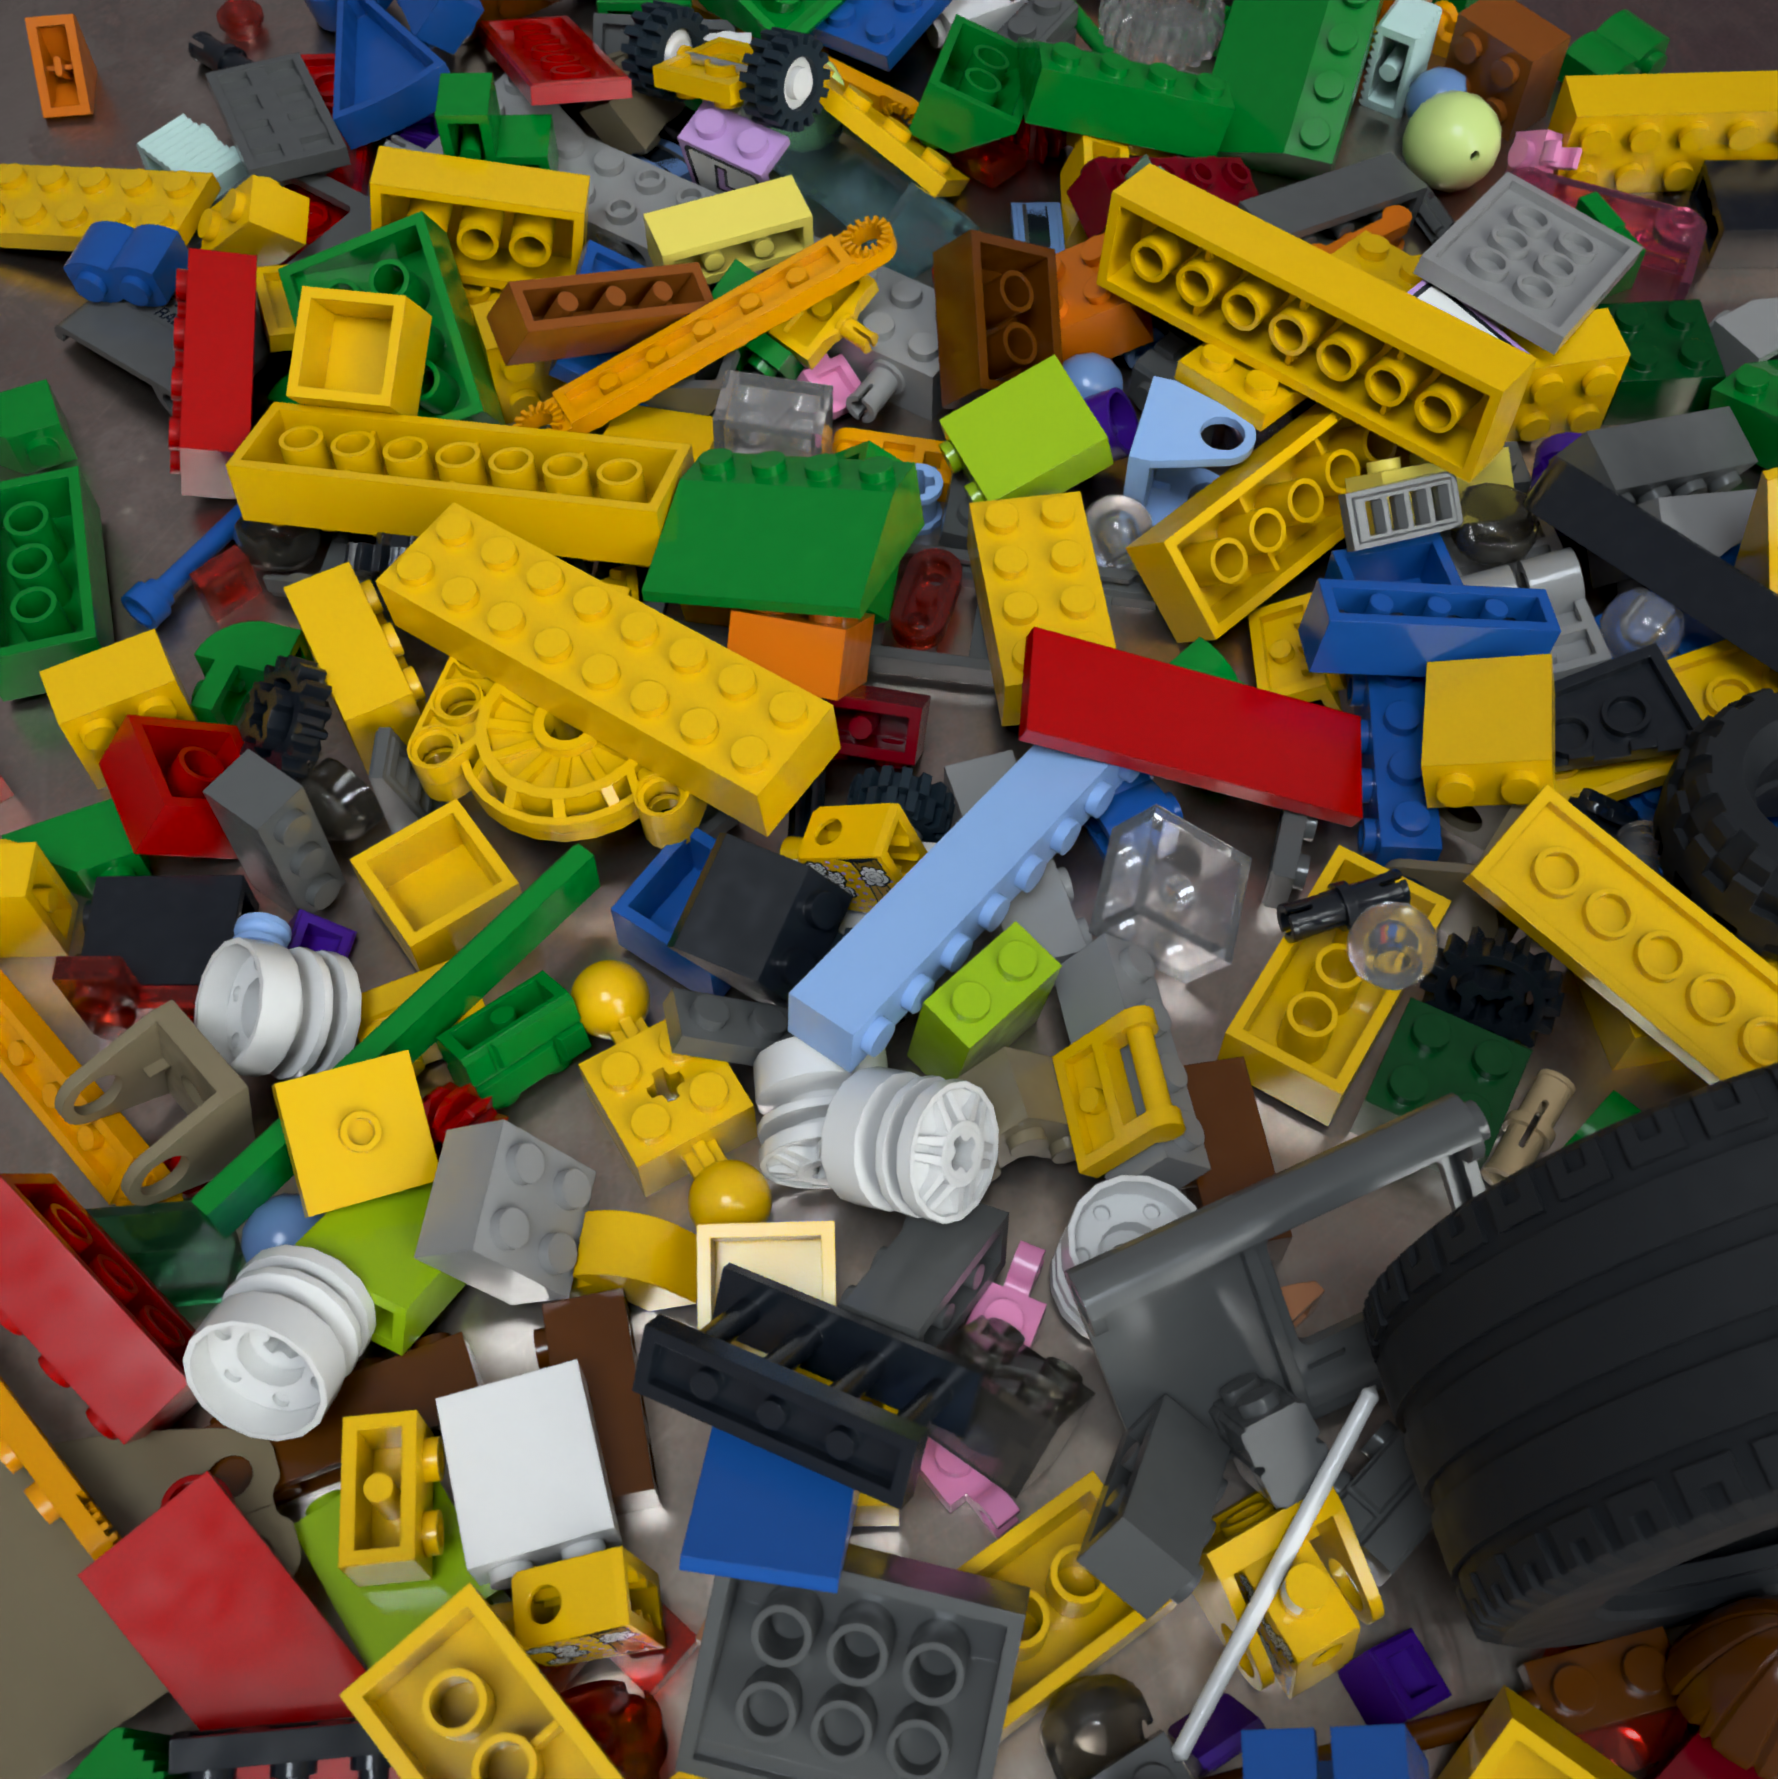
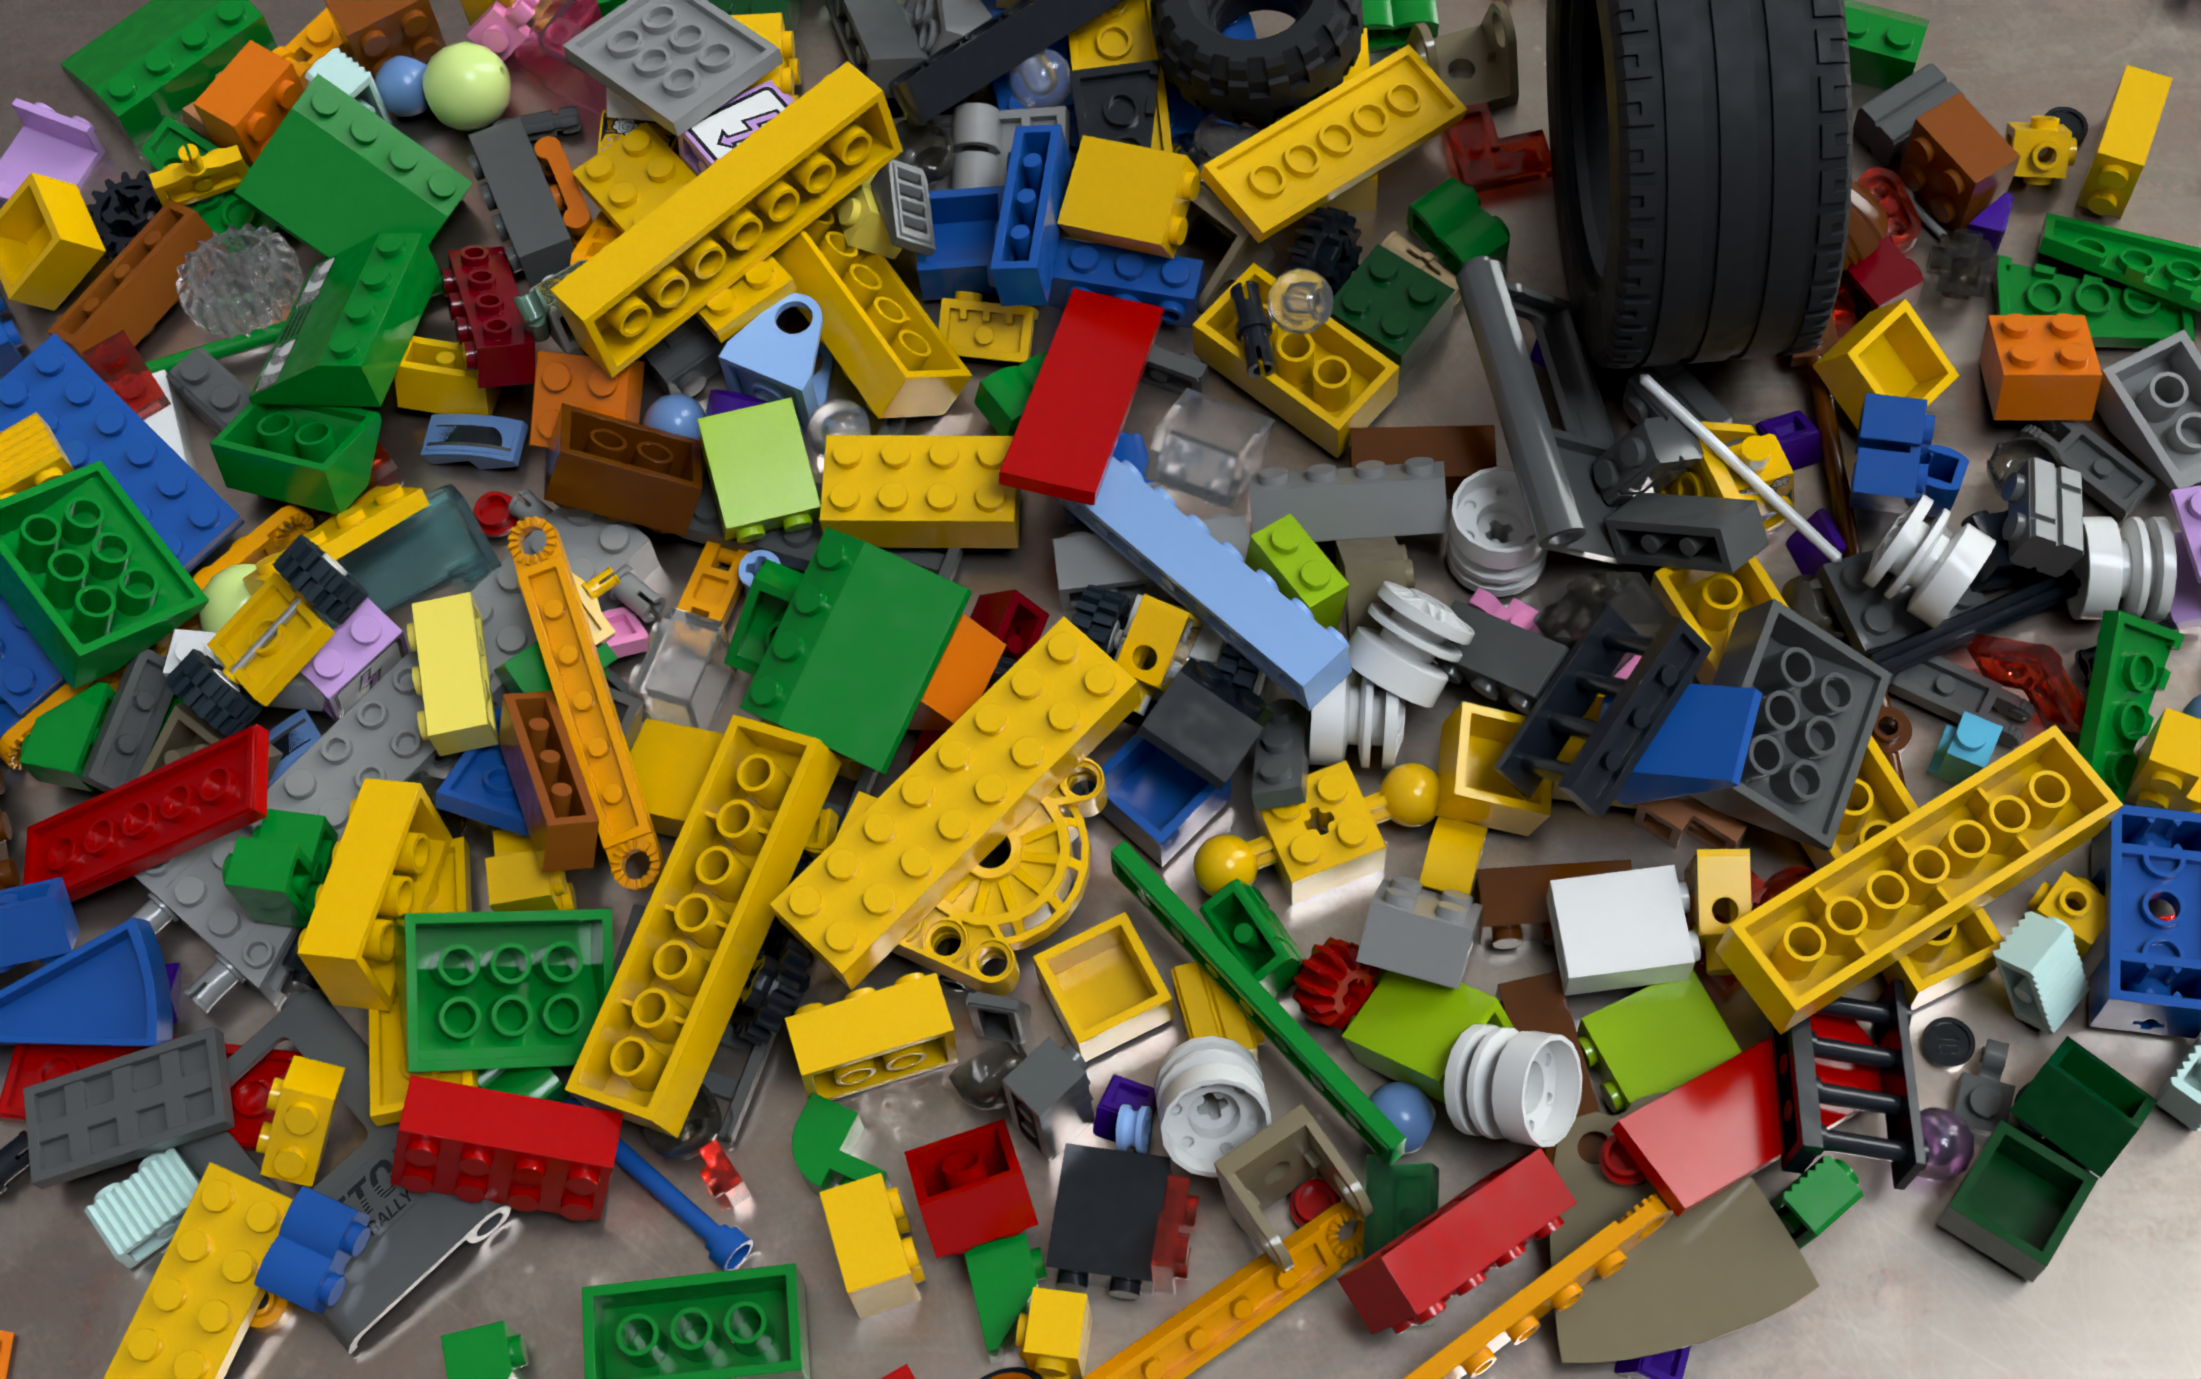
camera: 75 degrees left, 5 degrees up
(288, 715) = (939, 1066): black gear -> none
(356, 1132) = (1347, 1029): yellow plate -> none
(359, 351) = (549, 994): yellow piece -> none
(388, 1498) = (1635, 1018): yellow brick -> none
(1100, 1099) = (1391, 516): yellow plate -> none

